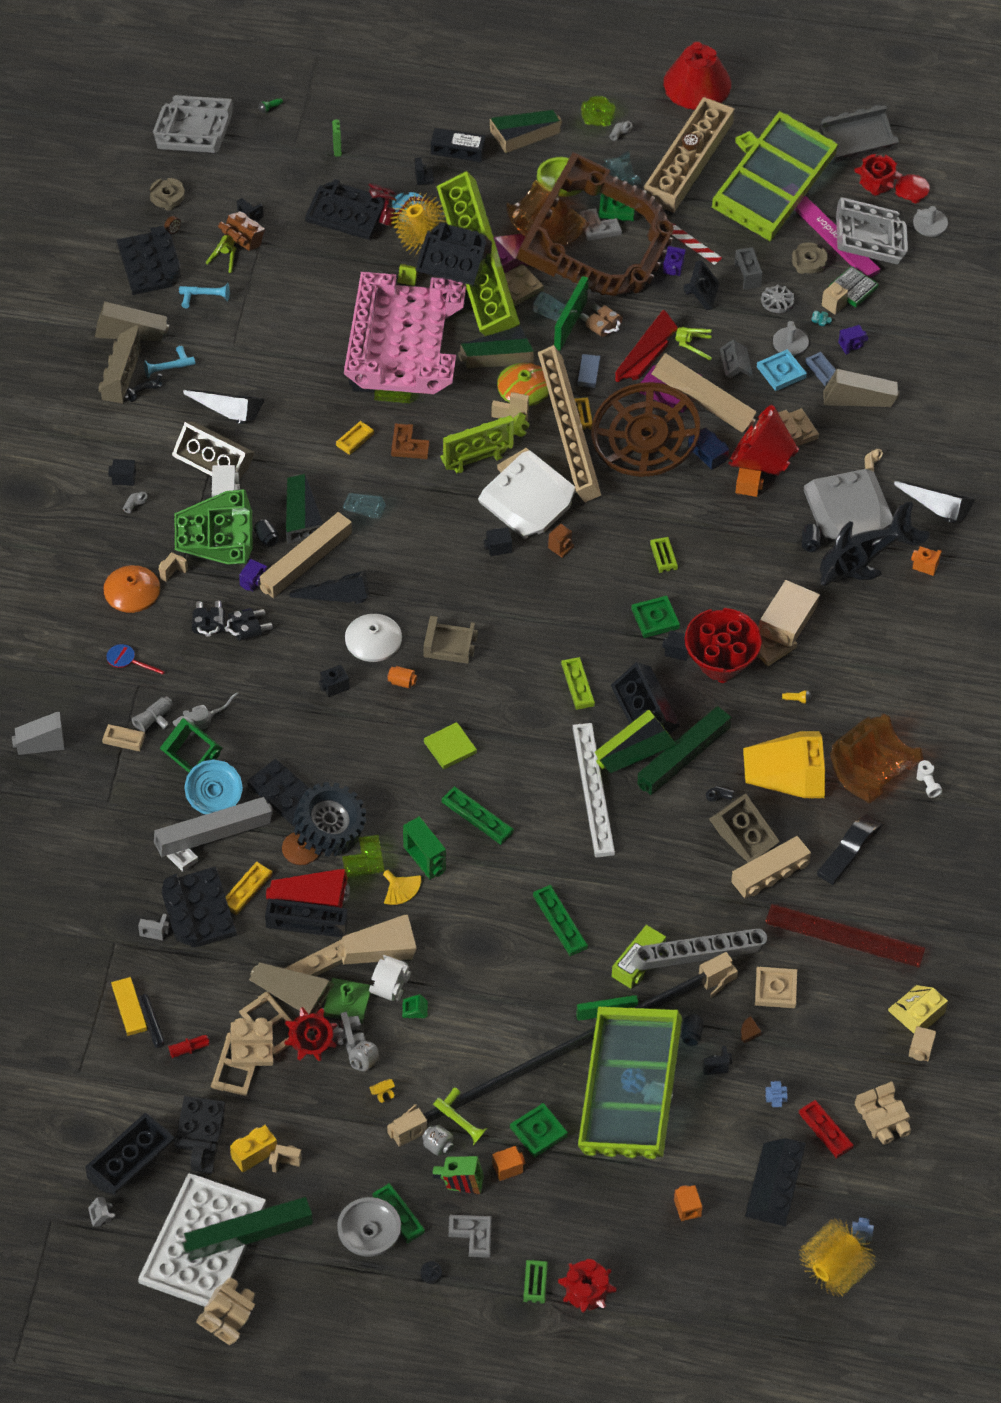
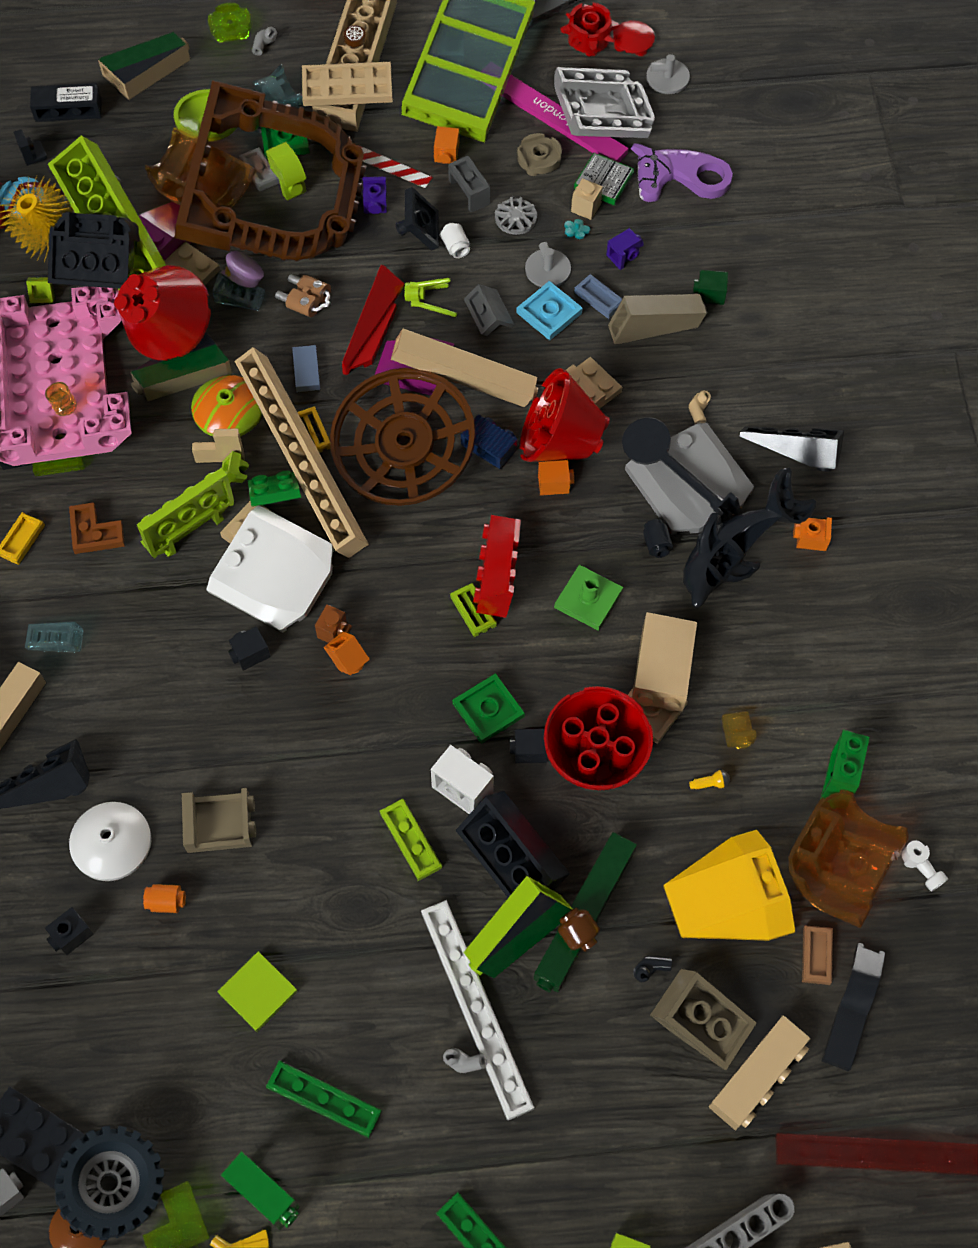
camera: 15 degrees left, 10 degrees up
(407, 349) = (61, 399): none -> clear yellow wheel
(495, 306) = (164, 311): none -> red cone
(535, 442) = (273, 488): none -> green plate
(559, 291) = (242, 269): none -> lavender piece
(566, 559) = (346, 653): none -> orange brick
(571, 313) = (263, 296): green tile -> none
(575, 816) = (462, 1062): none -> light grey arm
(613, 229) = (288, 169): none -> lime brick
(622, 649) = (461, 779): none -> white brick
(674, 175) = (346, 83): none -> tan plate
(674, 752) = (578, 929): none -> reddish brown head
(689, 528) = (498, 566): none -> red wedge
(725, 306) = (455, 240): none -> white brick
(739, 236) = (446, 145): none -> orange brick
(746, 141) = (421, 22): lime tile -> none
(749, 565) = (588, 597): none -> bright green tile
(824, 472) = (649, 442): none -> black piece
(828, 670) = (738, 730): none -> clear yellow bracket
(835, 814) = (817, 955): none -> medium nougat tile
(895, 701) = (845, 763): none -> green window
(909, 380) = (711, 286): none -> dark green brick
(918, 290) = (661, 166): none -> medium lavender animal

